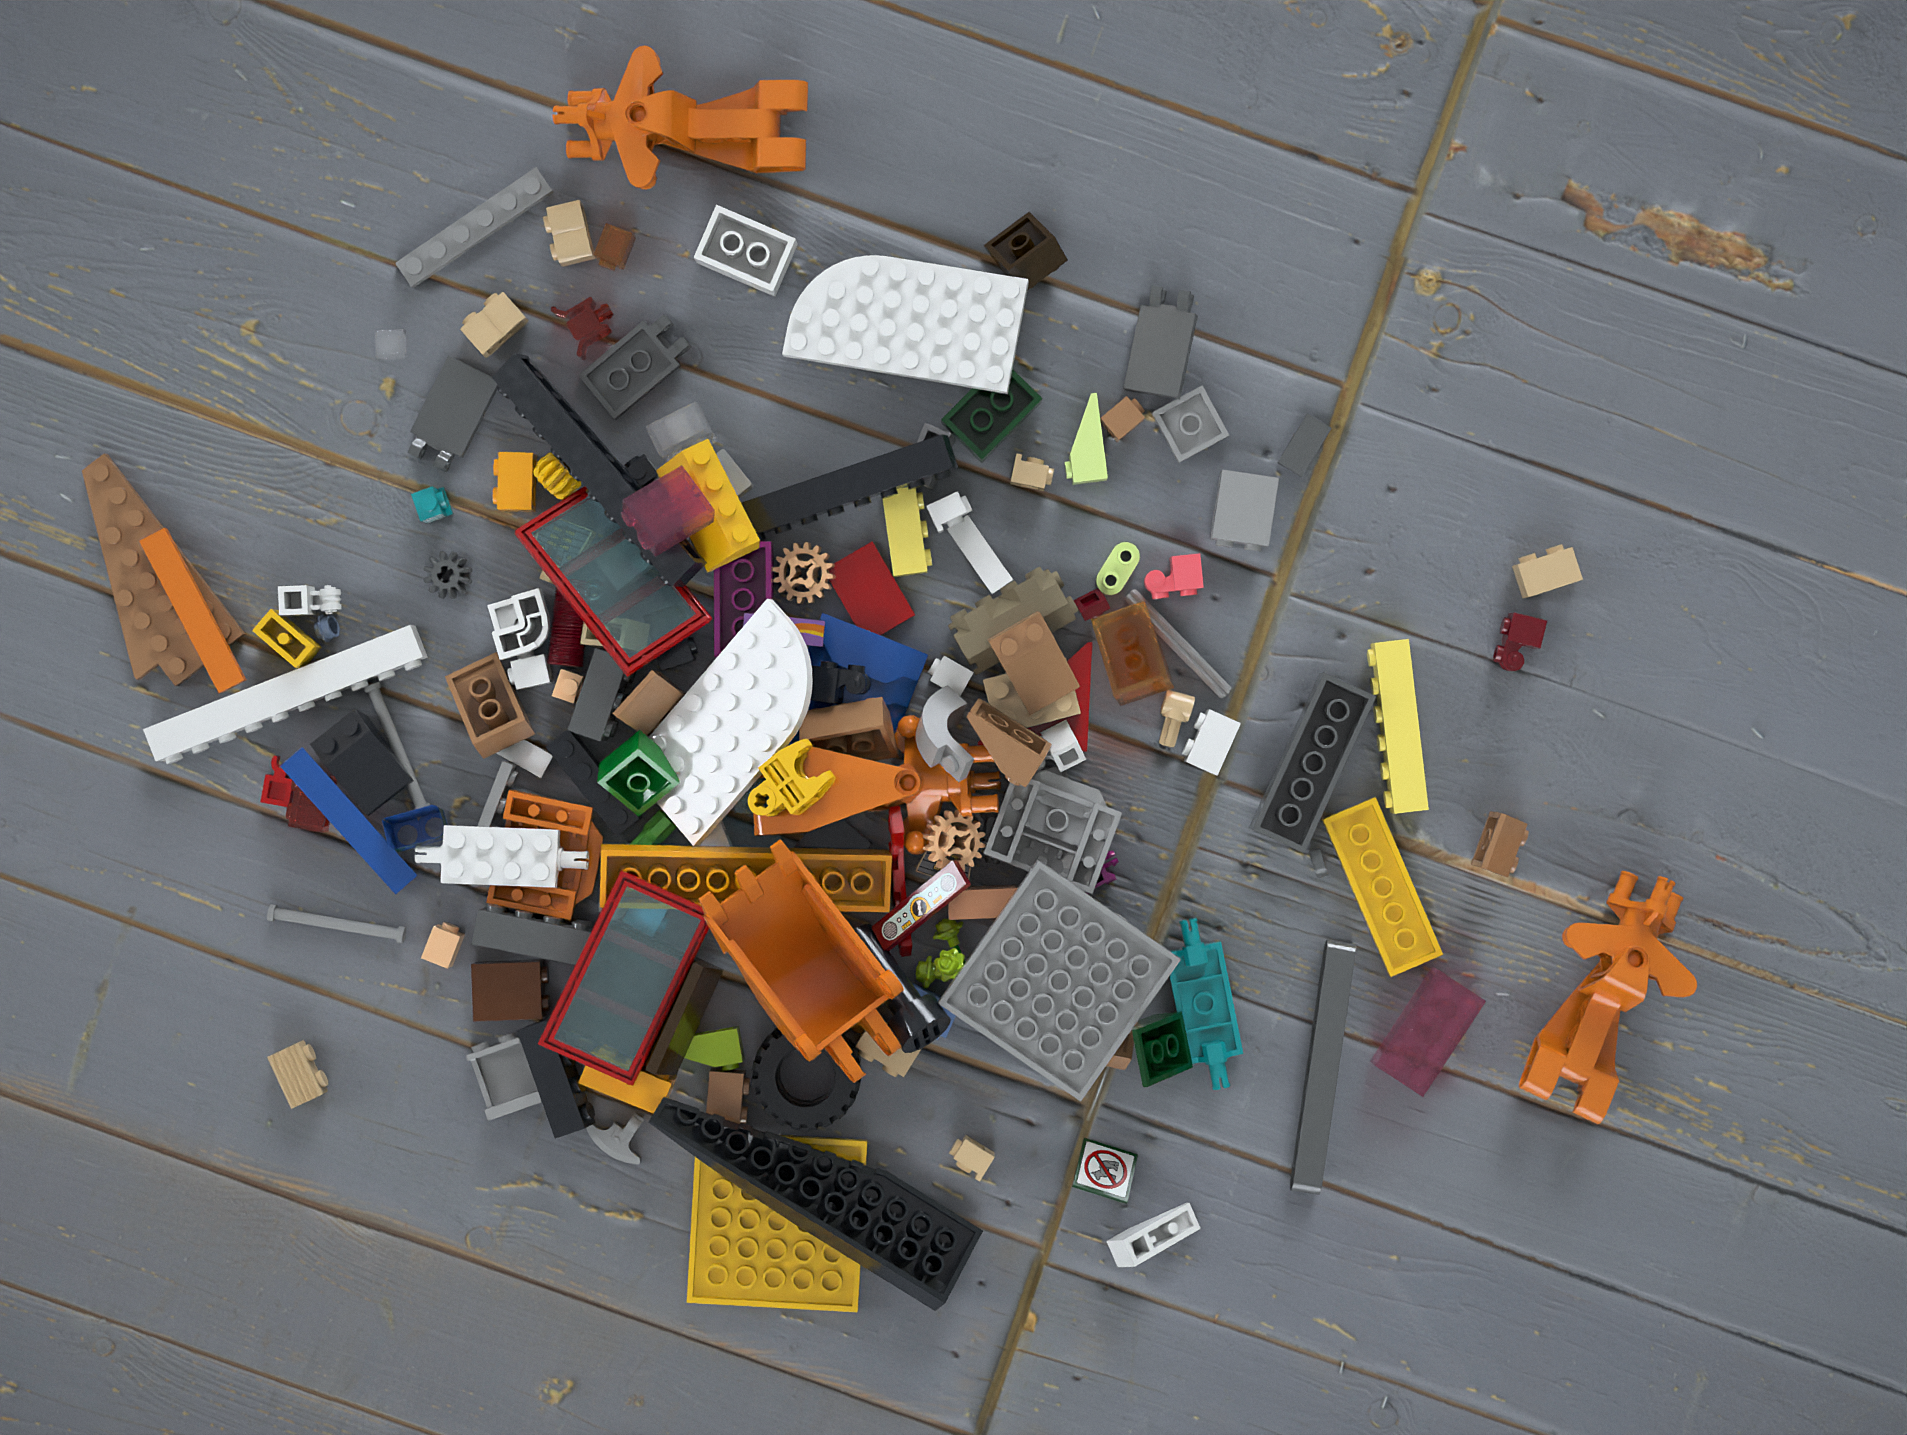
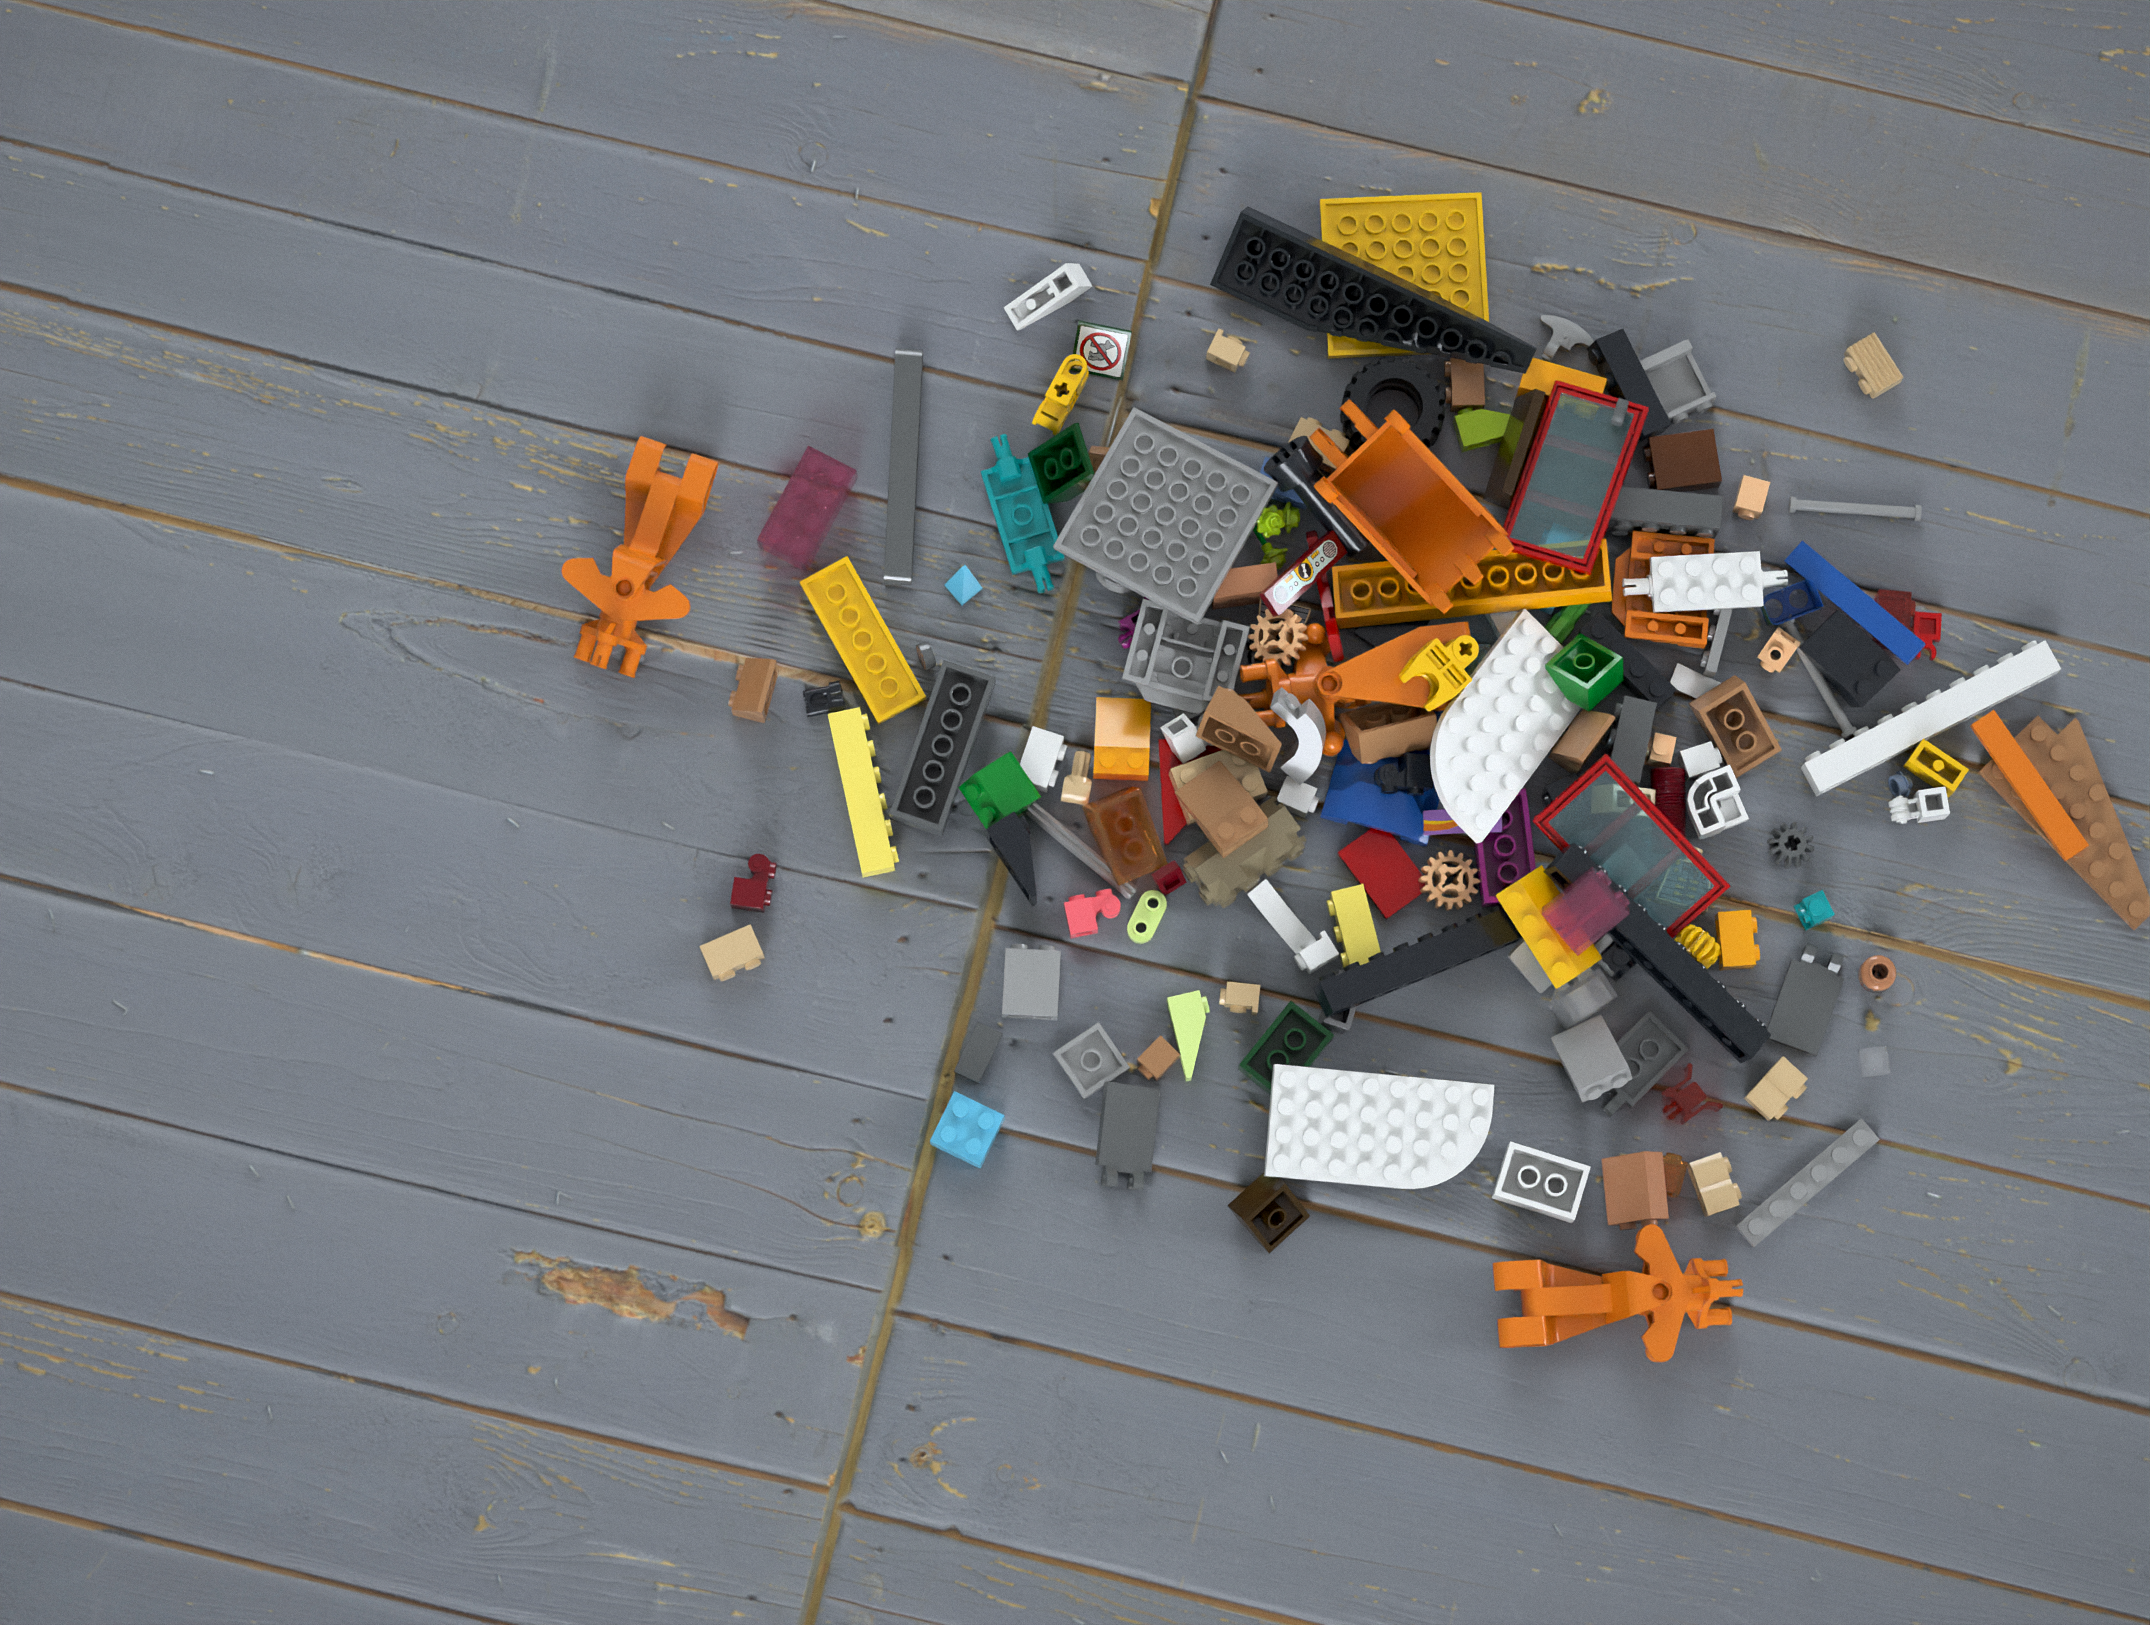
camera: 170 degrees right, 10 degrees down
(368, 425) = (1879, 965): none -> nougat head
(433, 788) = (1784, 644): none -> light nougat brick
(568, 1040) = (1619, 412): none -> dark grey tile
(650, 231) = (1635, 1189): none -> nougat brick
(679, 369) = (1591, 1058): none -> light grey brick
(1125, 756) = (1122, 739): none -> light orange slope
(1160, 1116) = (1059, 407): none -> yellow piece
(1248, 646) = (1012, 844): none -> black slope
(1258, 709) = (999, 790): none -> green slope
(1271, 934) = (963, 585): none -> medium azure slope
(1324, 364) = (967, 1129): none -> medium azure brick
(1416, 828) = (834, 695): none -> black piece

